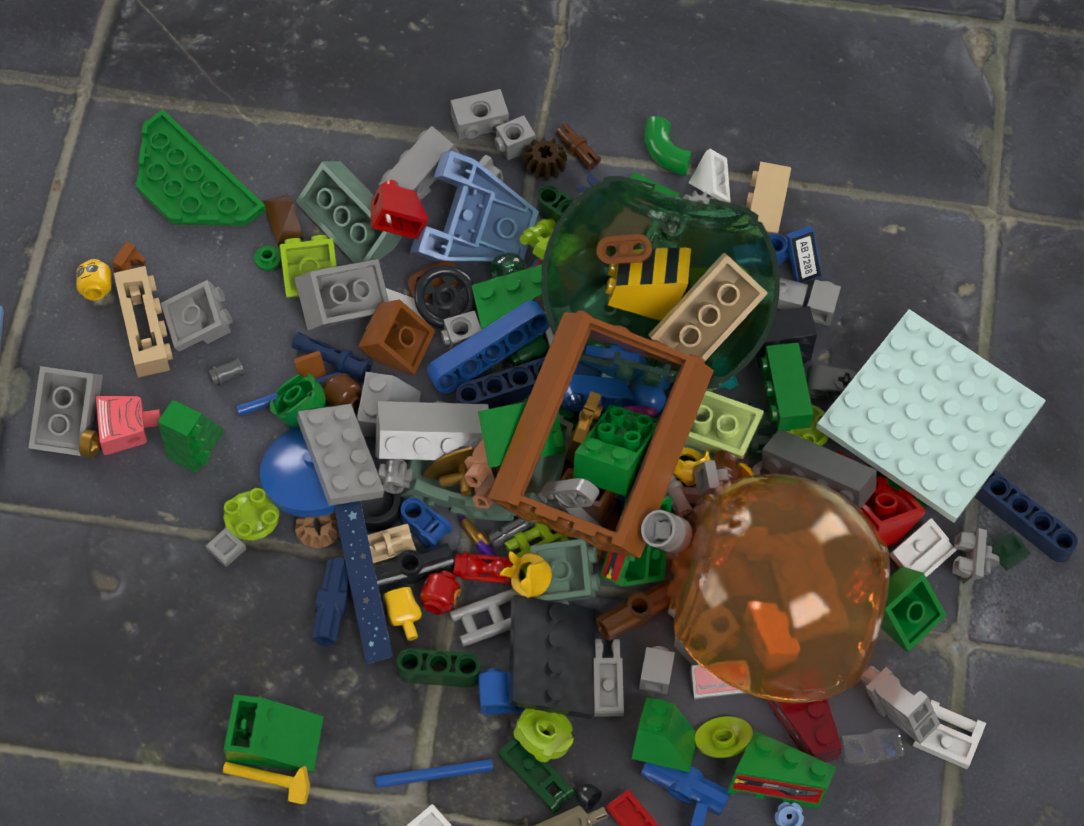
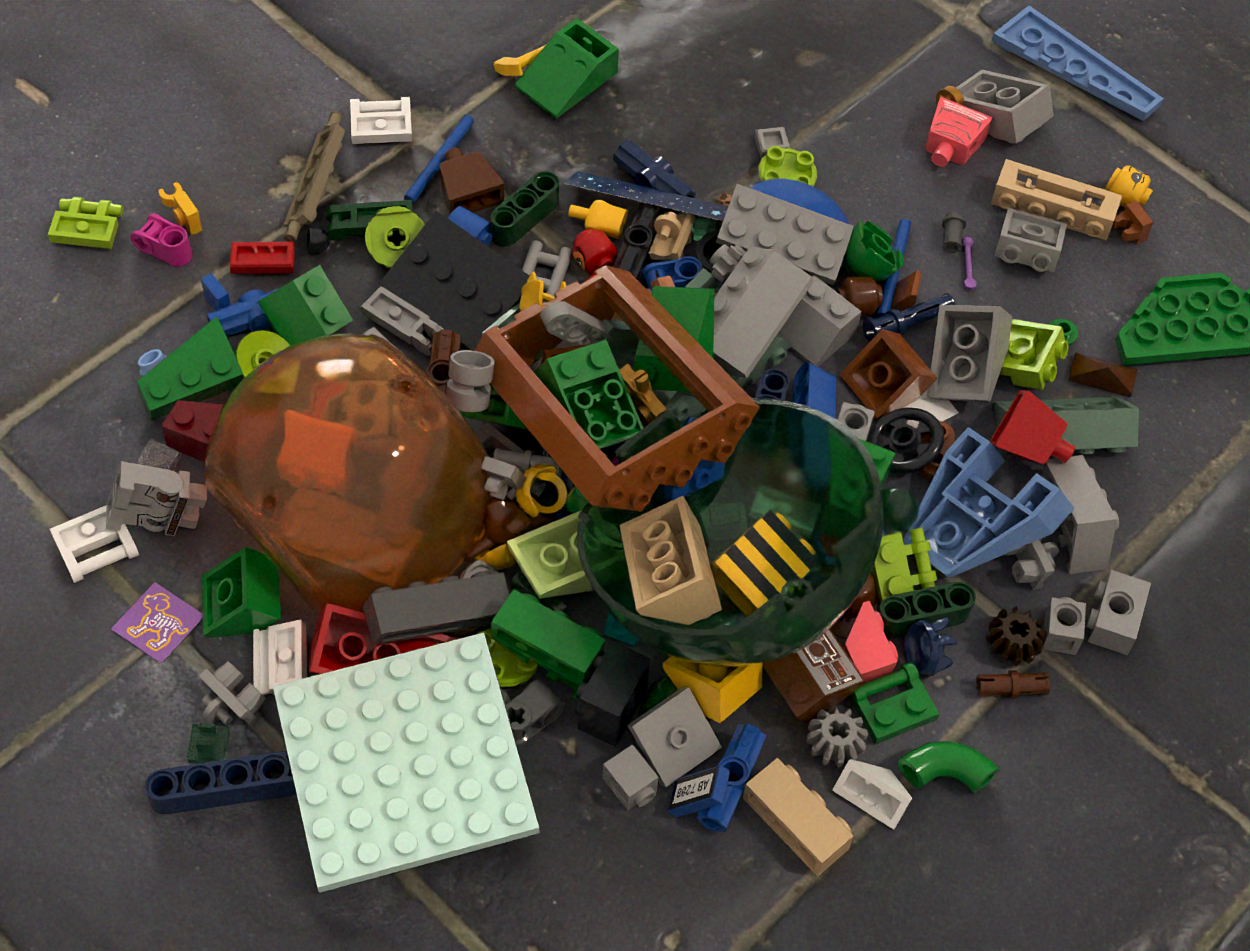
camera: 125 degrees right, 5 degrees down
(188, 436) = (896, 150): green wedge -> none
(264, 340) = (969, 283): none -> medium lavender hinge
(447, 727) = (469, 182): none -> reddish brown torso
(624, 249) = (807, 544): dark orange plate -> none
(961, 653) = (157, 622): none -> medium lavender sticker

